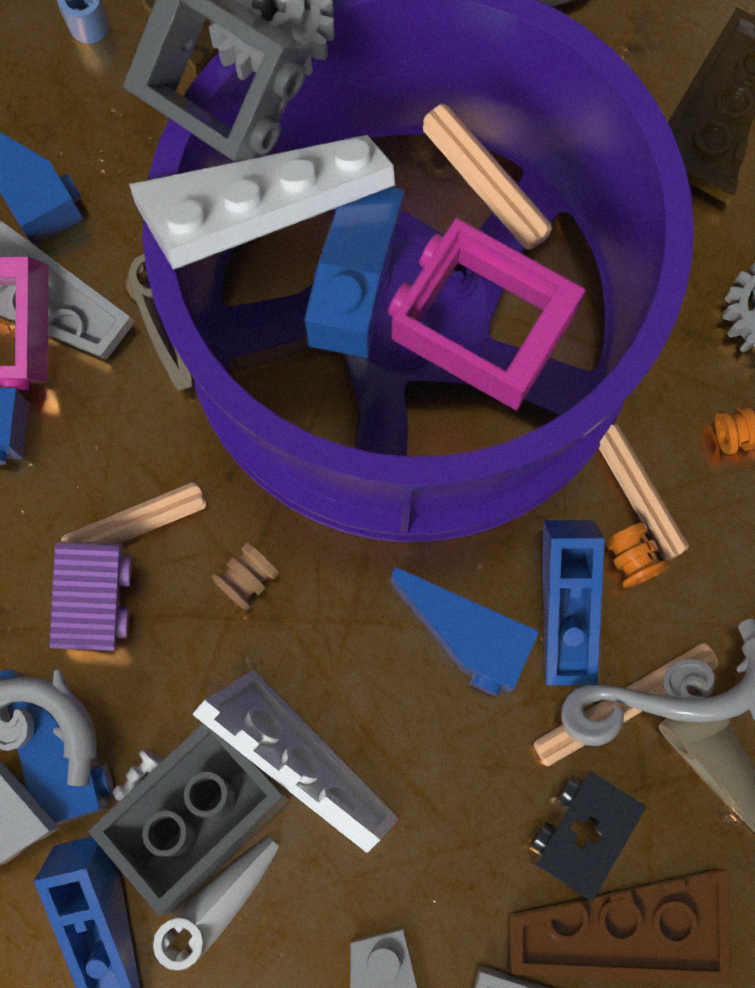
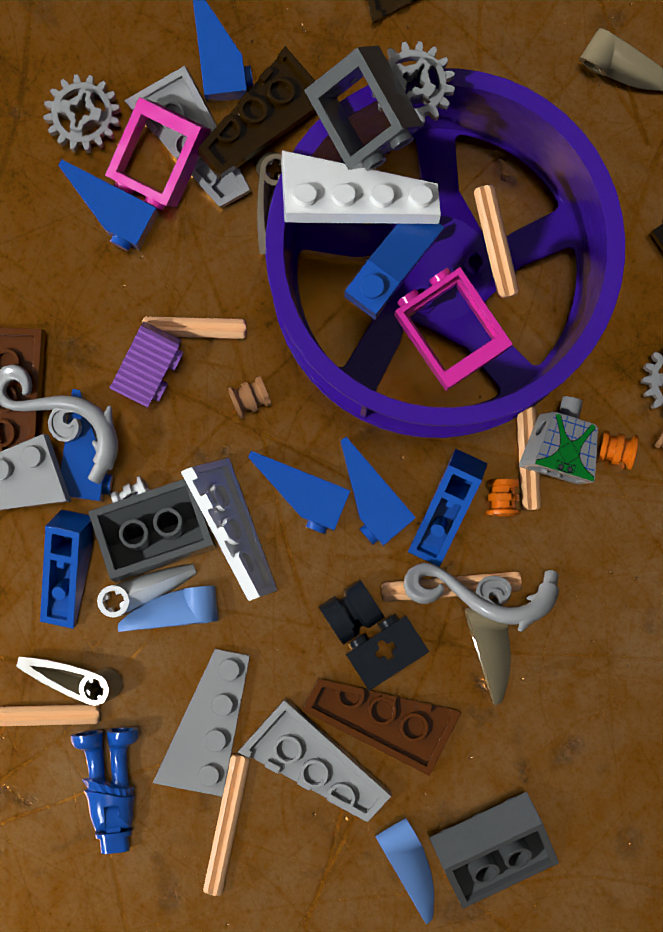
camera: 25 degrees right, 10 degrees up
(100, 229) = (261, 116): none -> dark brown wing
(270, 913) = (176, 608): none -> medium blue piece
(383, 669) = (308, 495): none -> blue slope
(514, 800) = (351, 612): none -> black wheel
(679, 452) = (563, 445): none -> light grey torso

